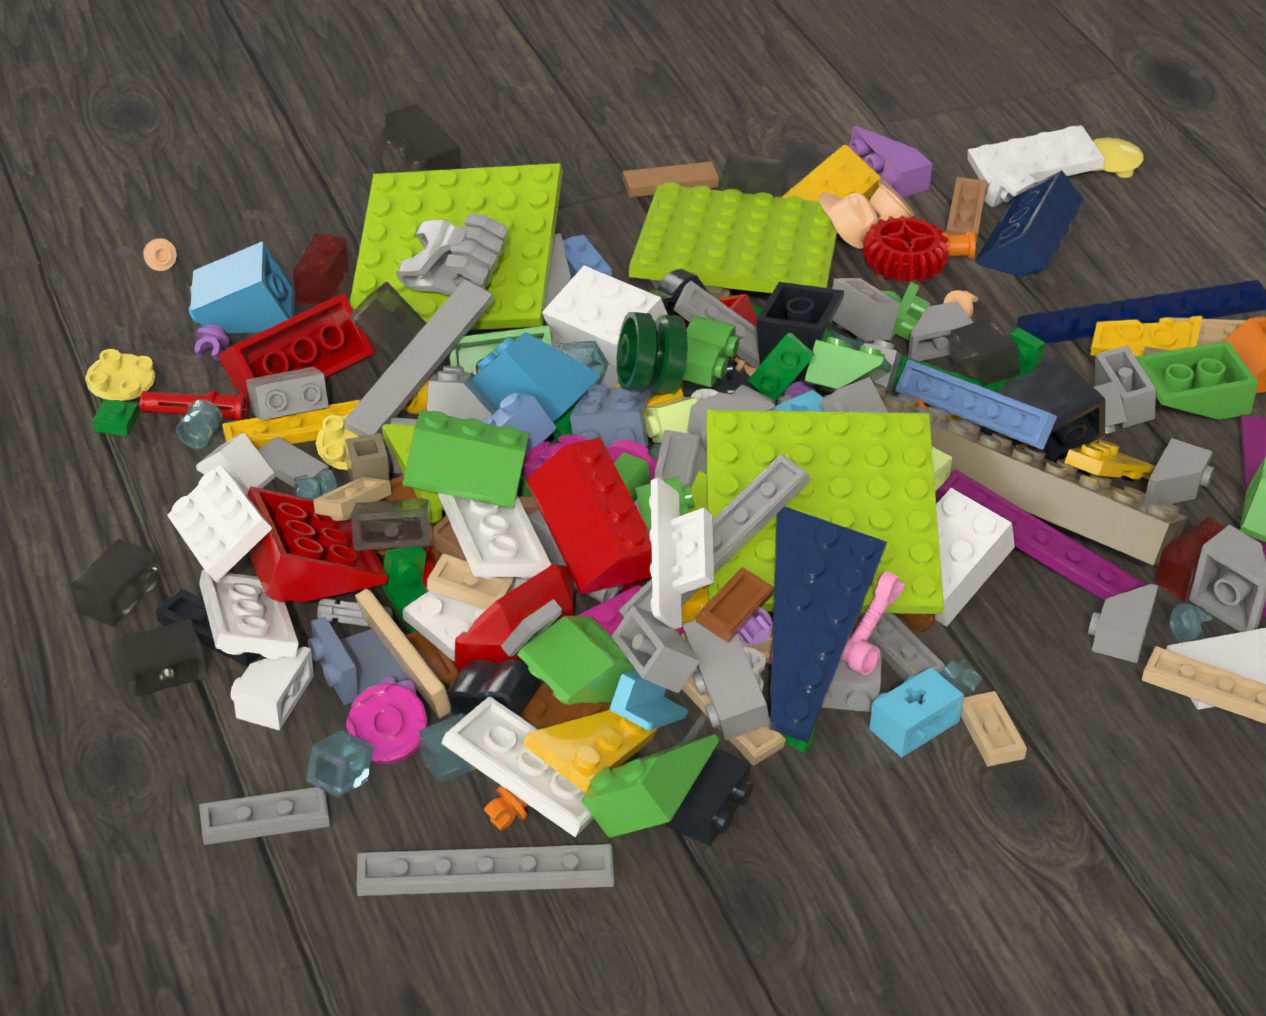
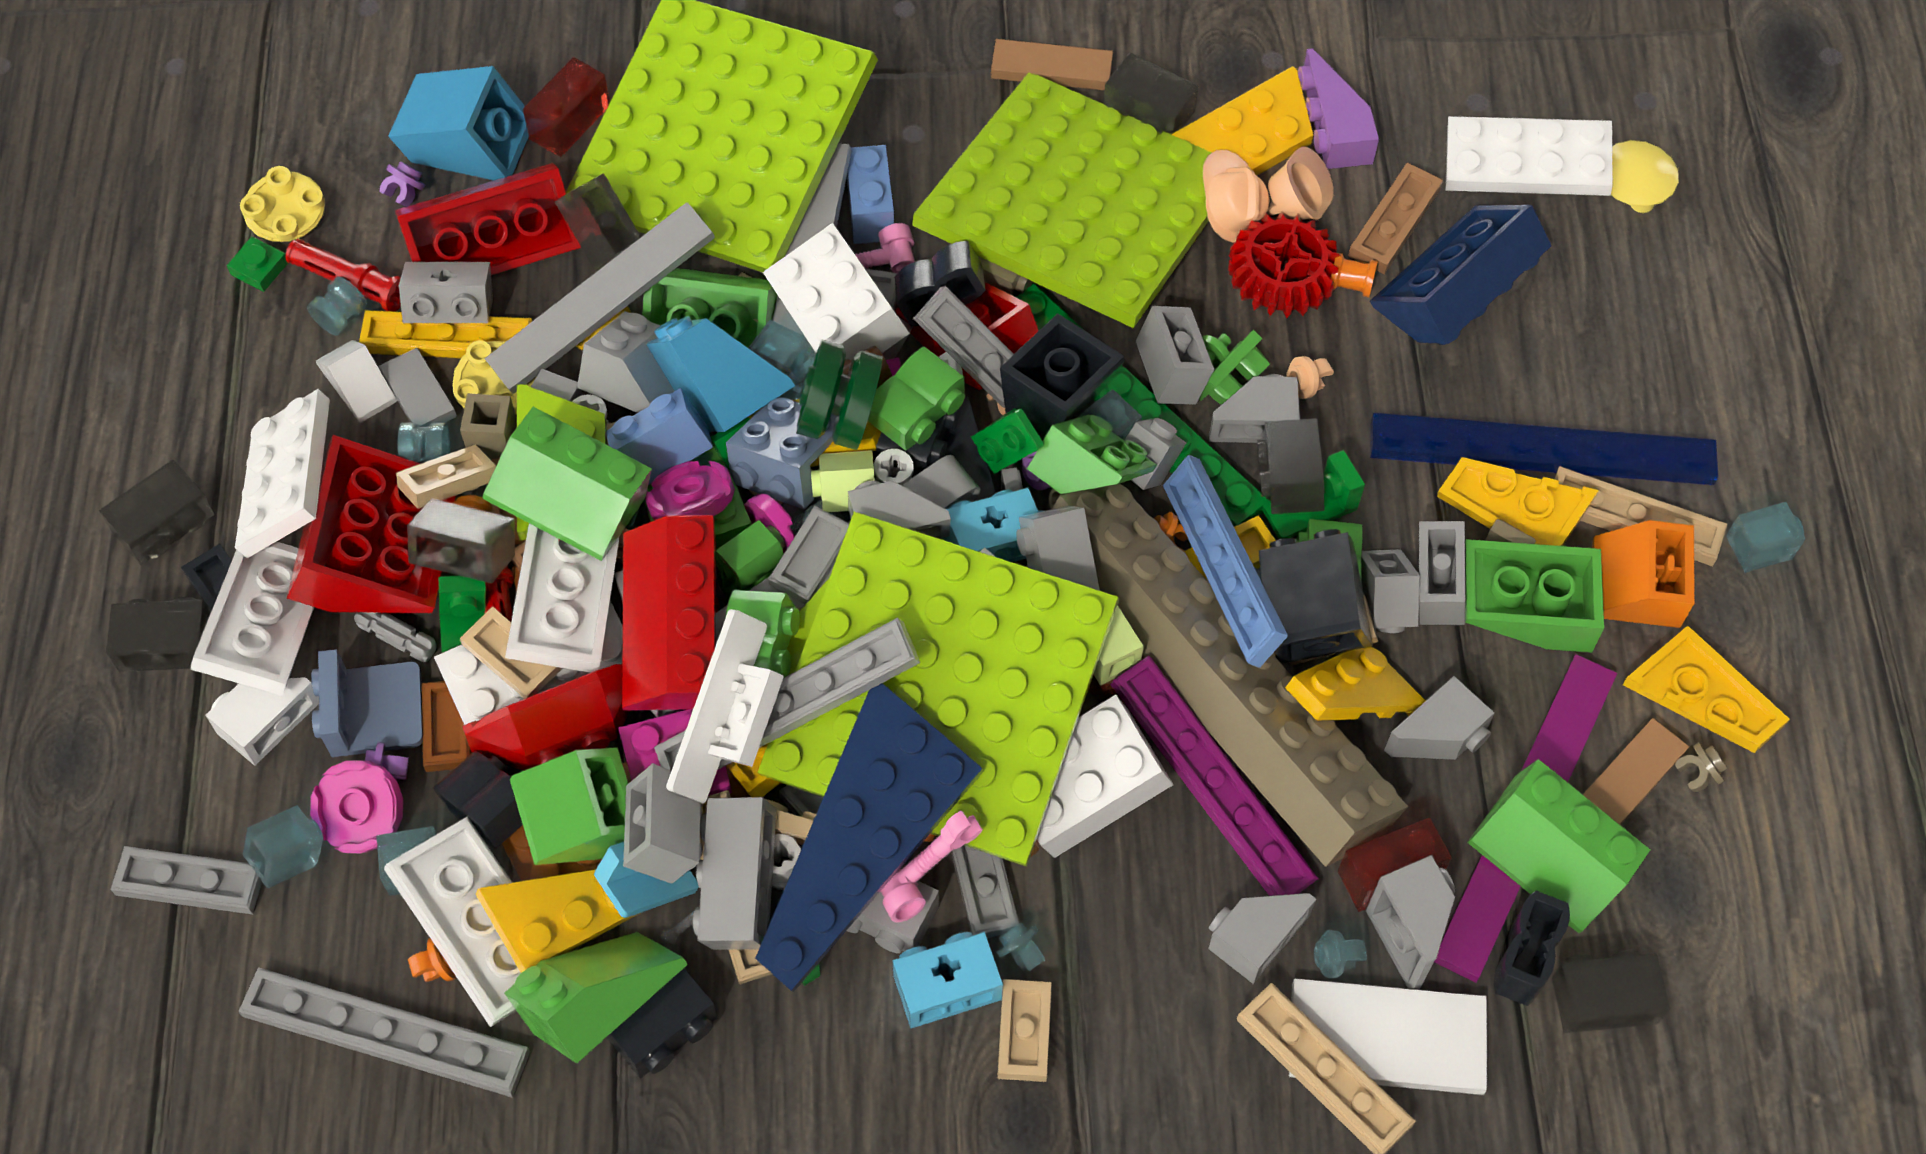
camera: 20 degrees right, 20 degrees up
(159, 254) = (398, 30): light nougat plate -> none
(403, 653) = (408, 719): tan tile -> none
(454, 254) = (697, 160): light grey piece -> none
(531, 627) = (529, 758): light grey tile -> none
(735, 604) = (770, 798): dark orange tile -> none
(757, 628) = (790, 820): medium lavender plate -> none
(1007, 184) = (1465, 196): white bracket -> none

